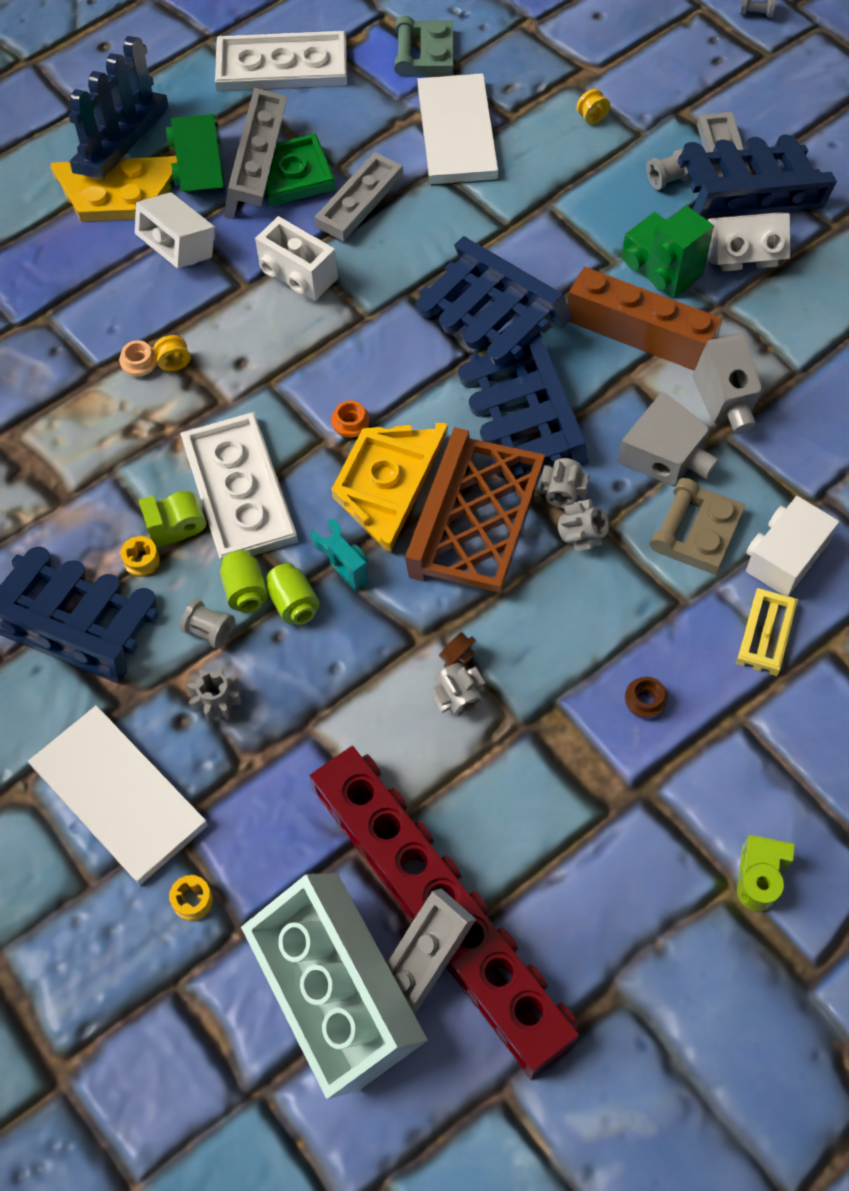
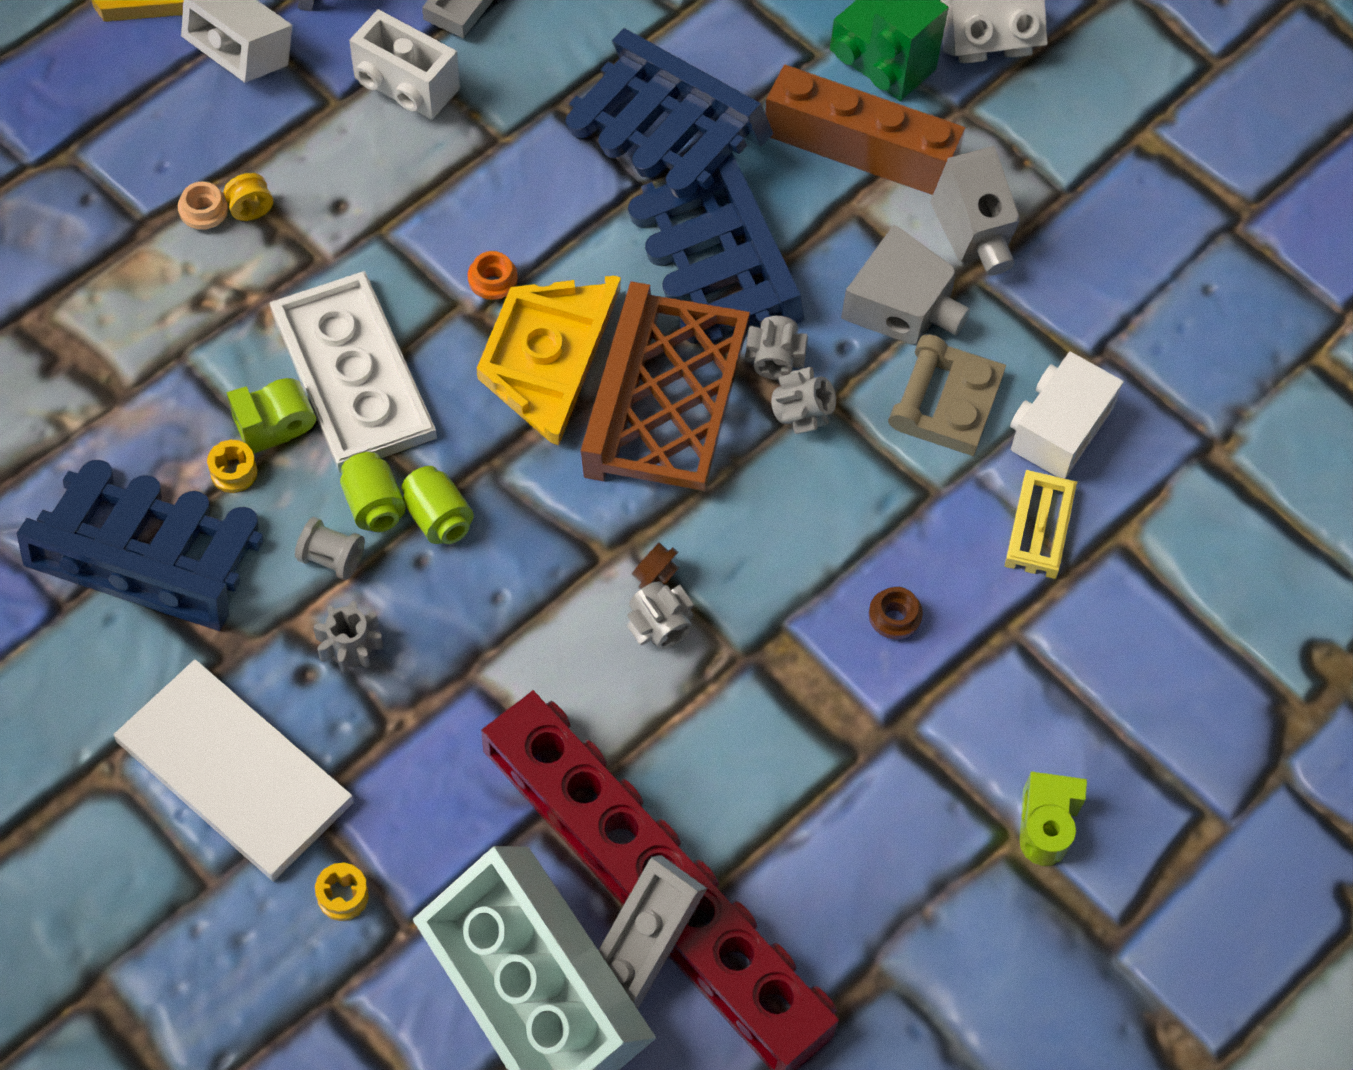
camera: 10 degrees left, 0 degrees up
(345, 559) = (503, 458): teal plate -> none

